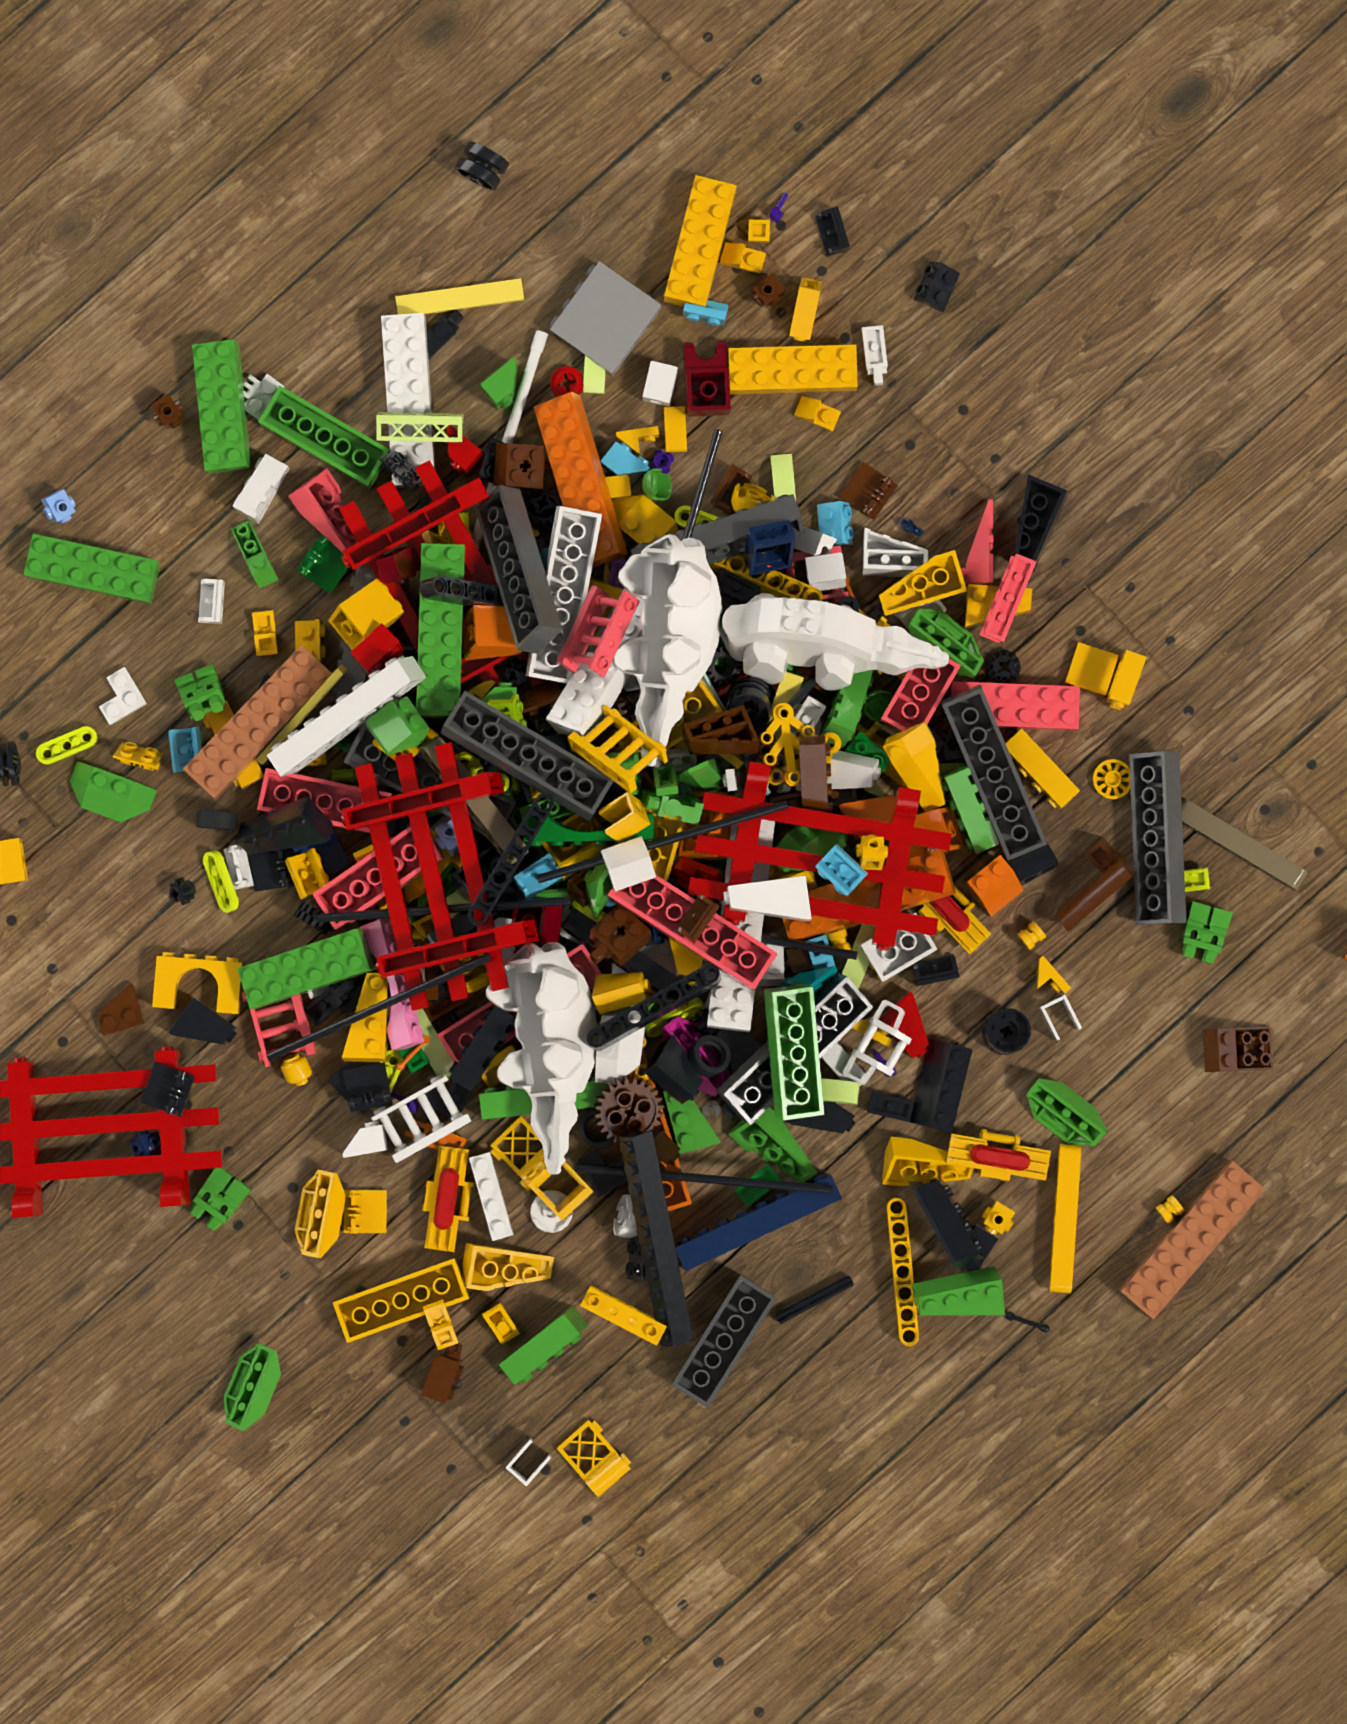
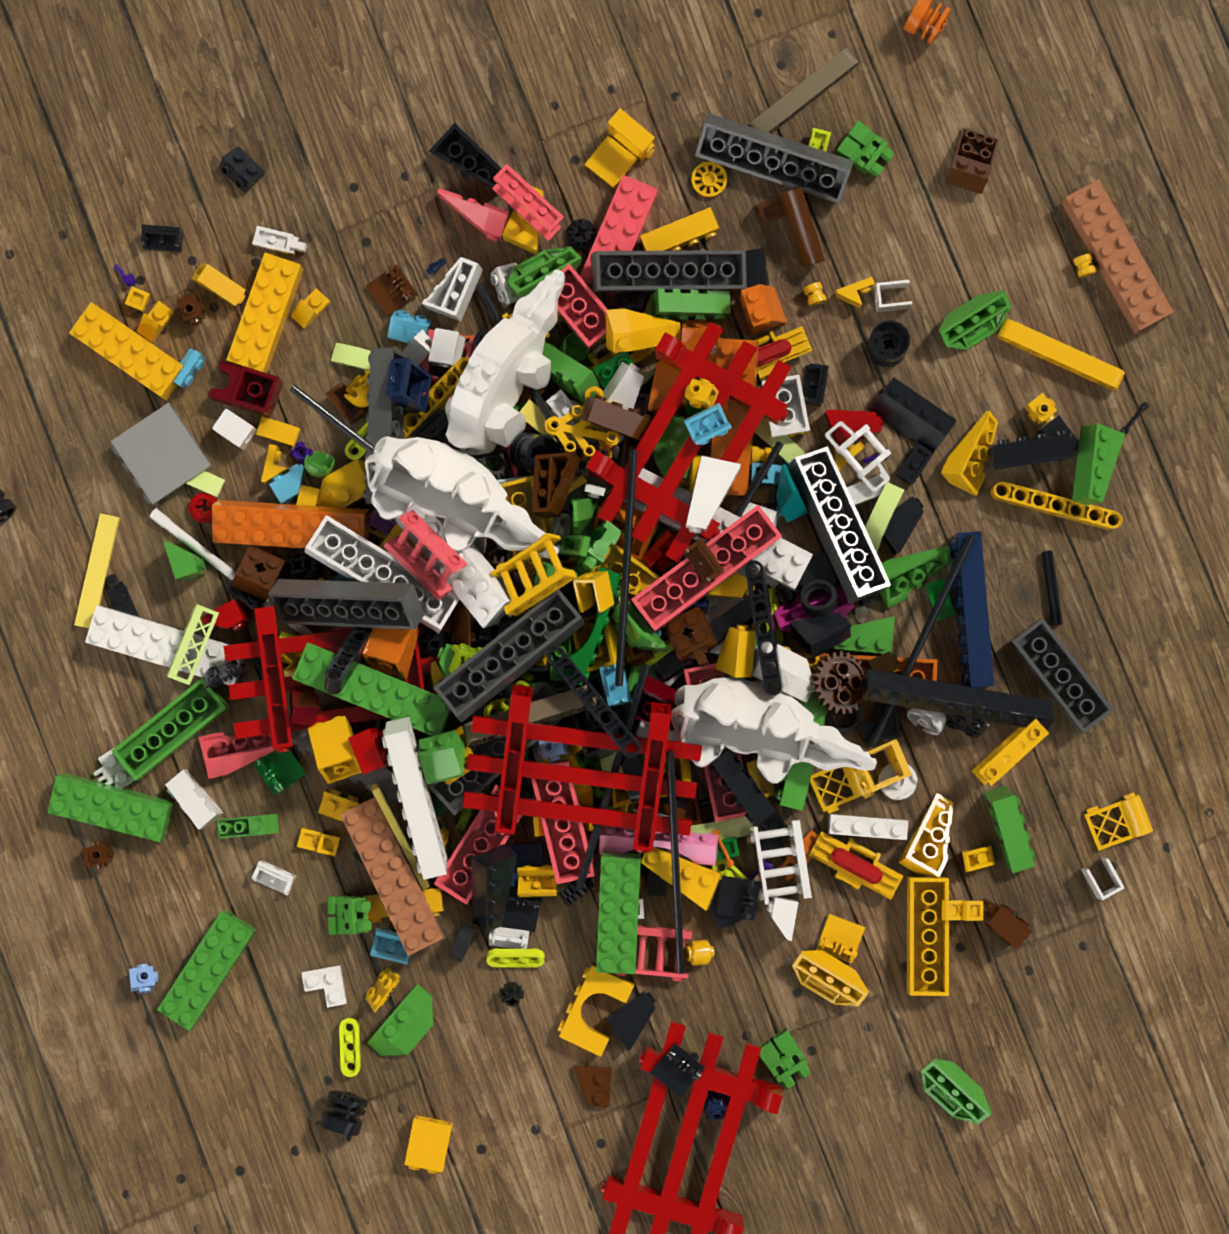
camera: 70 degrees left, 0 degrees up
(329, 1002) = (652, 903): black hinge -> none
(628, 863) = (634, 602): white slope -> none
(793, 1051) = (844, 524): bright green brick -> none
(929, 582) = (488, 263): yellow wedge -> none
(996, 1161) = (993, 394): yellow piece -> none

